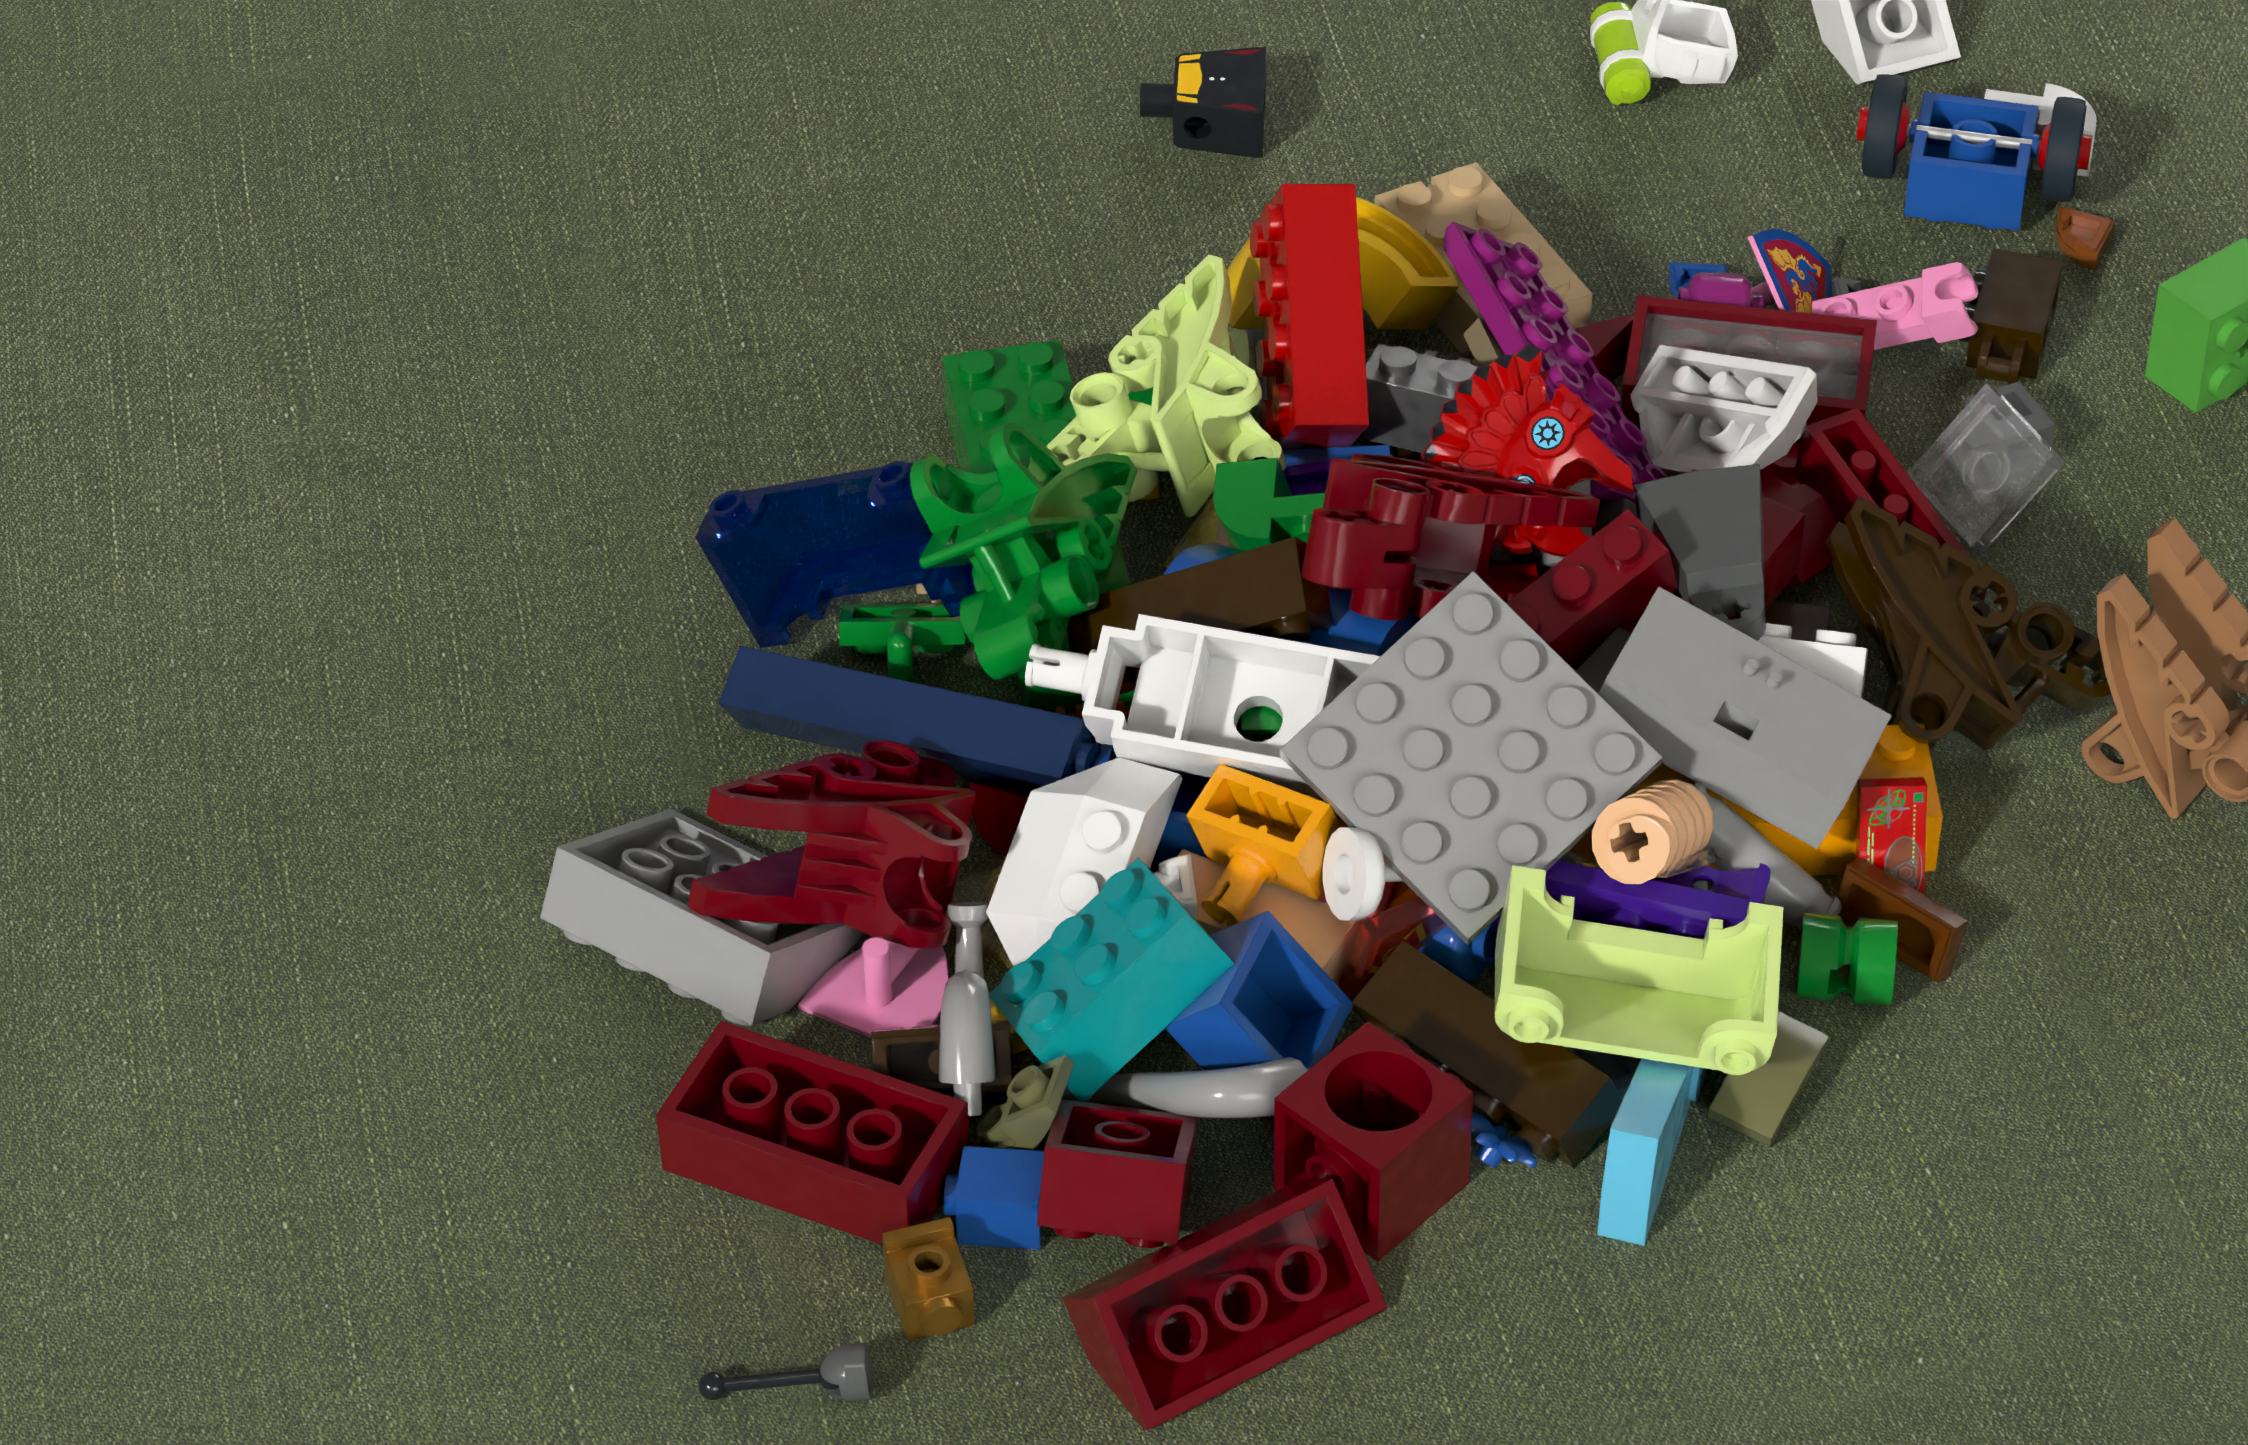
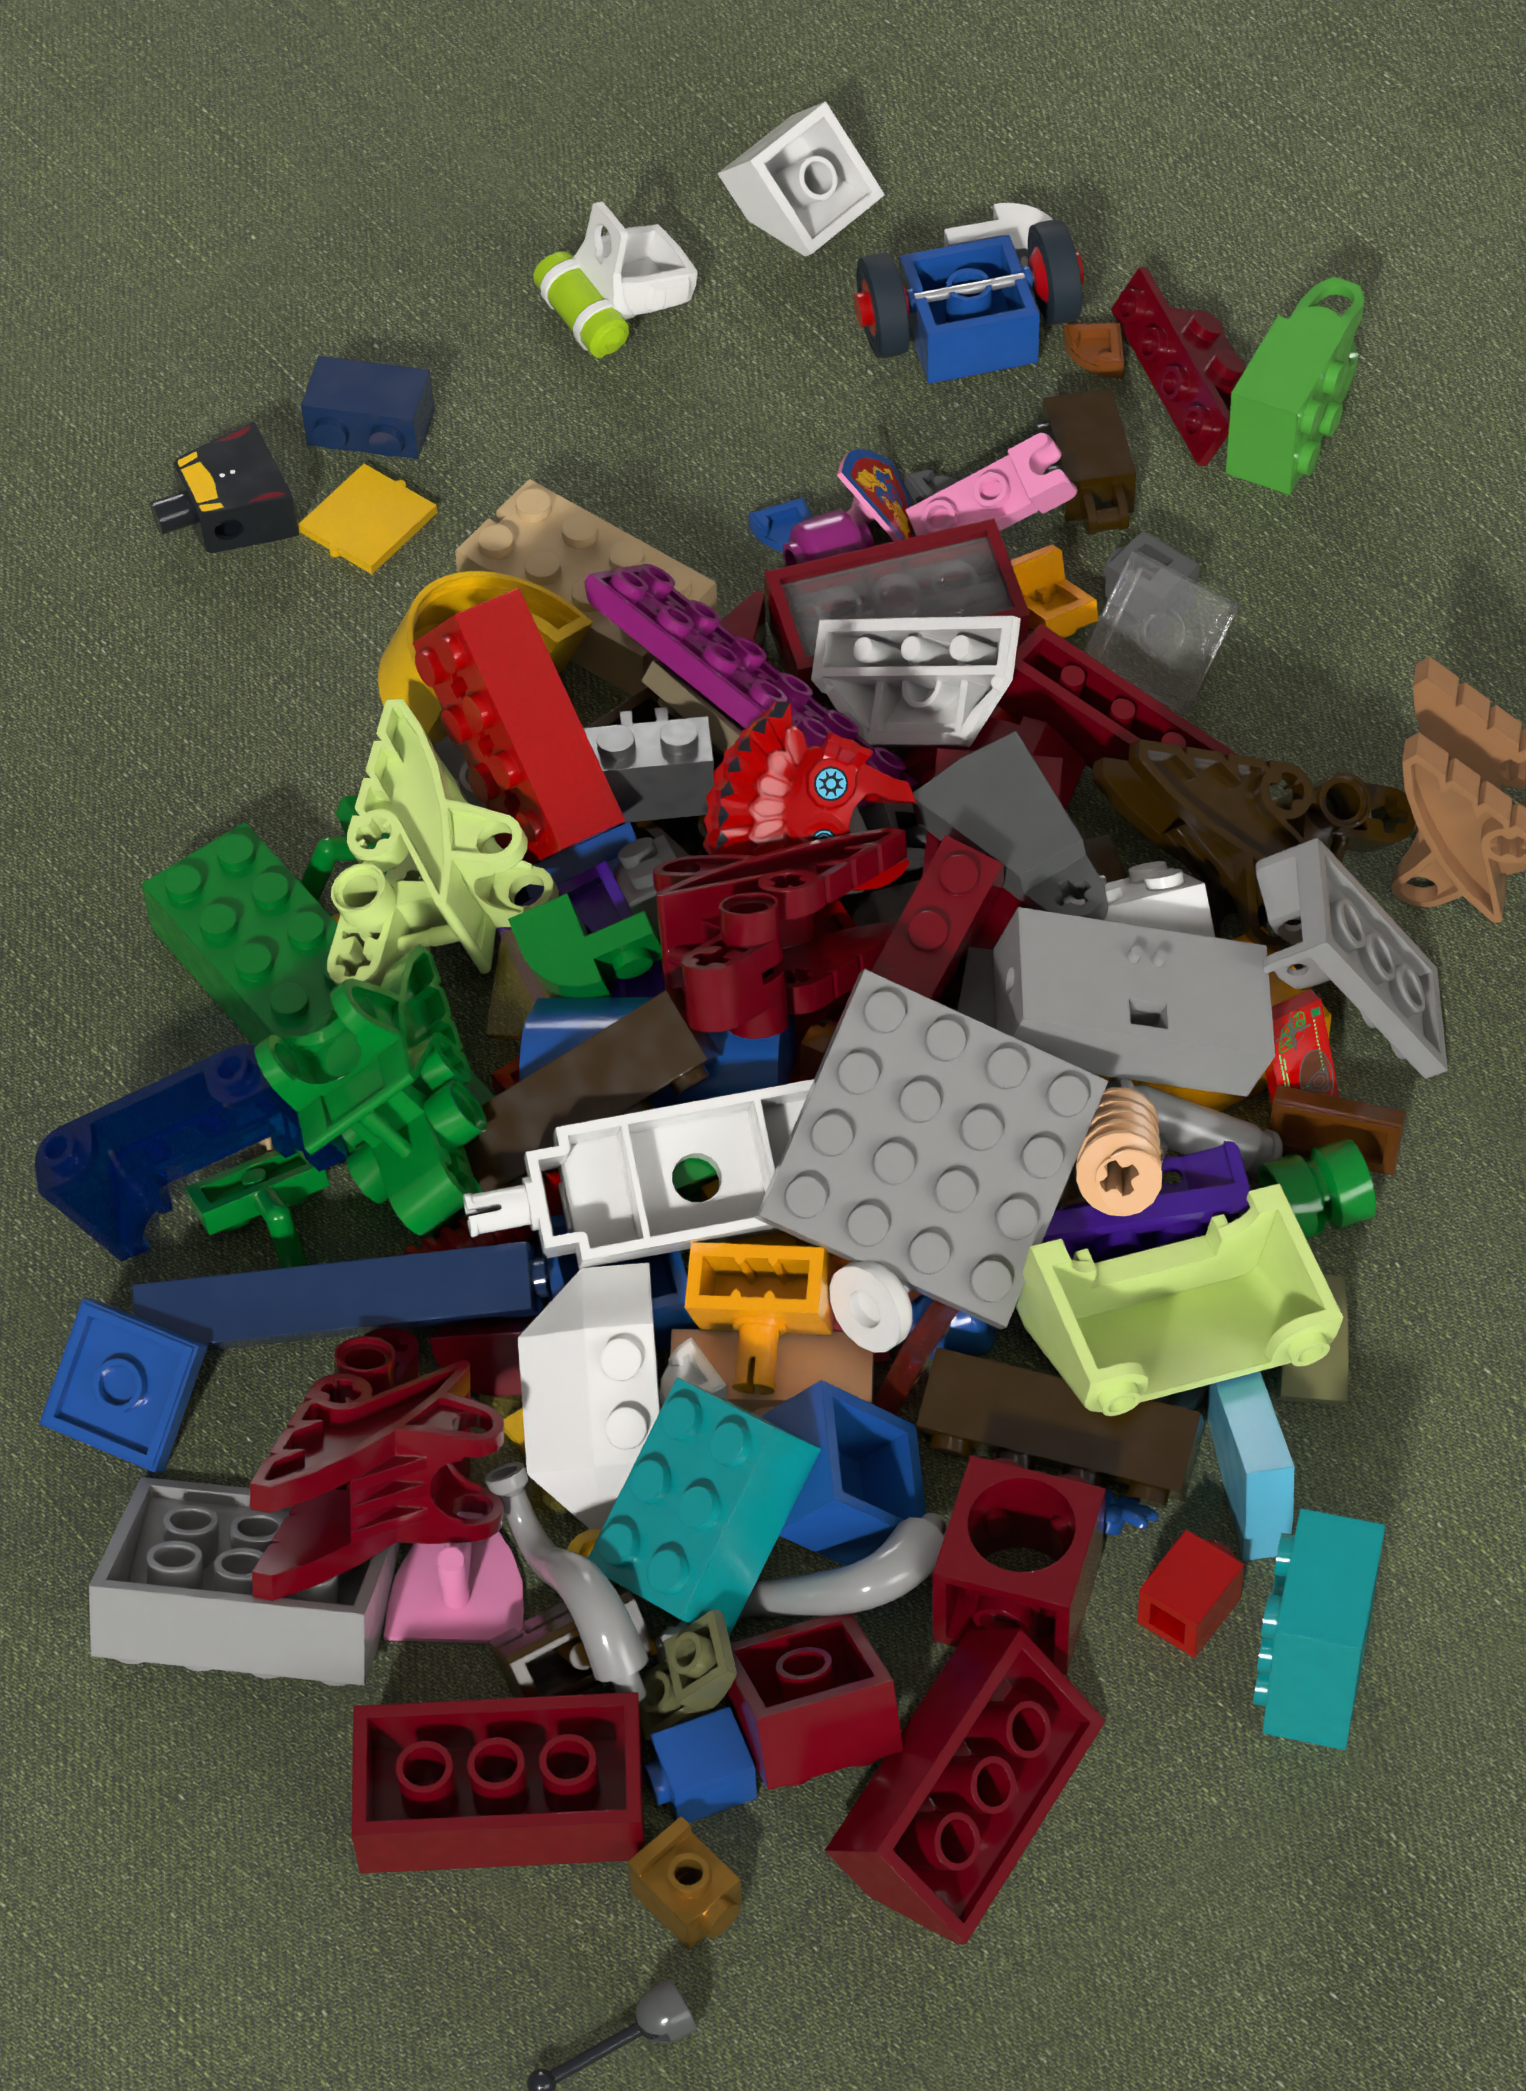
camera: 25 degrees left, 10 degrees up
(693, 726) = (123, 1384): none -> blue tile
(1330, 156) = (367, 518): none -> yellow piece
(1379, 73) = (368, 407): none -> dark blue brick
(1524, 1231) = (1191, 1592): none -> red brick
(1608, 1283) = (1317, 1627): none -> teal brick
(1901, 407) = (1050, 596): none -> light orange bracket
(1991, 765) = (1355, 946): none -> light grey plate
(2148, 254) = (1184, 360): none -> dark red bracket

